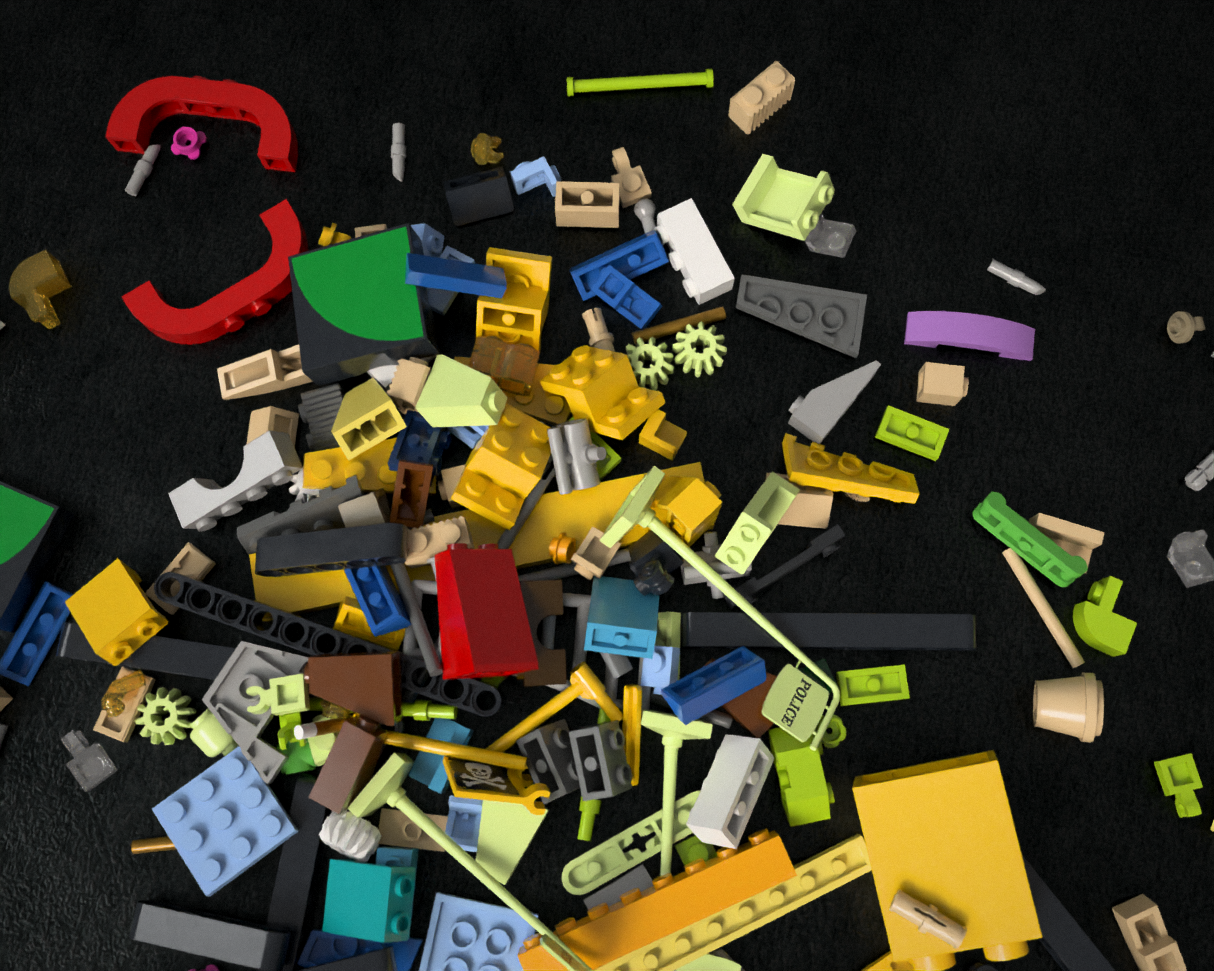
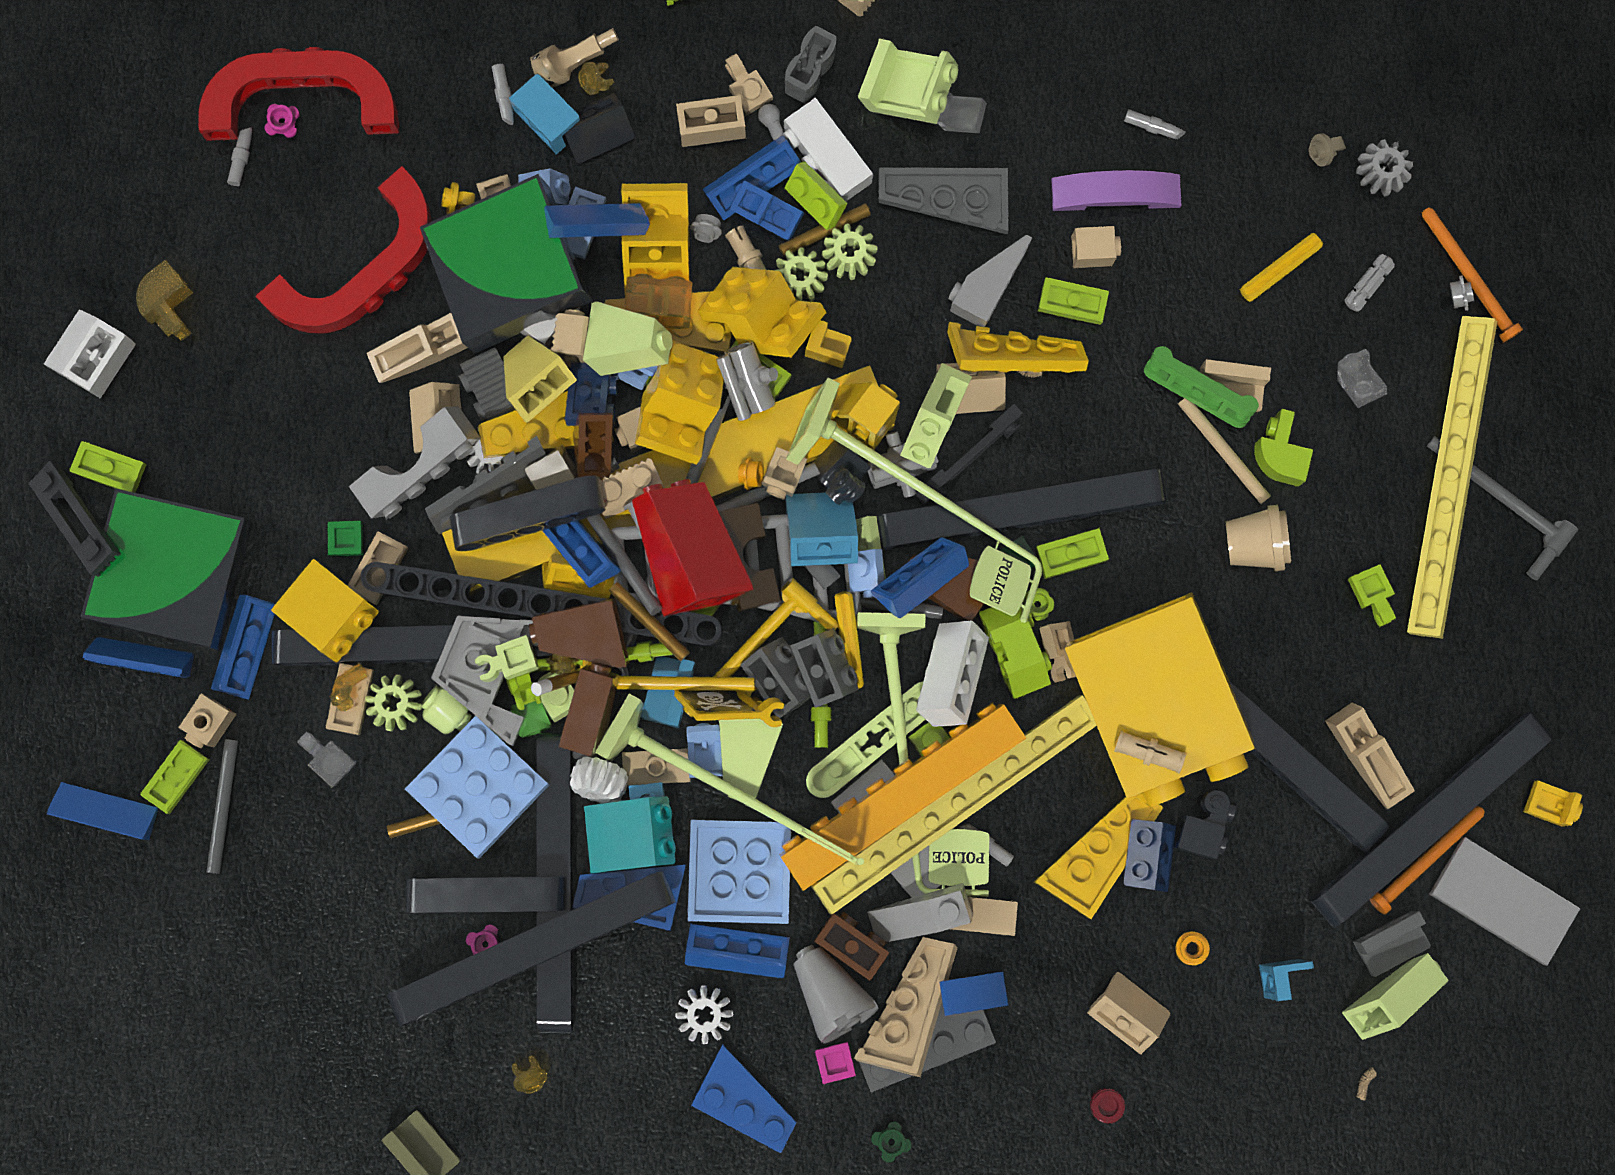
camera: 20 degrees left, 5 degrees up
(156, 543) = (345, 538): none -> green plate
(429, 683) = (649, 621): none -> pearl gold bar
(431, 171) = (544, 111): none -> dark azure panel
(452, 133) = (557, 64): none -> tan animal
(535, 173) = (647, 97): light blue bracket -> none
(565, 304) = (706, 228): none -> light grey plate
(675, 290) = (816, 195): none -> lime plate
(692, 167) = (815, 60): none -> dark grey brick
(842, 775) = (1054, 641): none -> tan plate
(1124, 434) = (1281, 267): none -> yellow axle

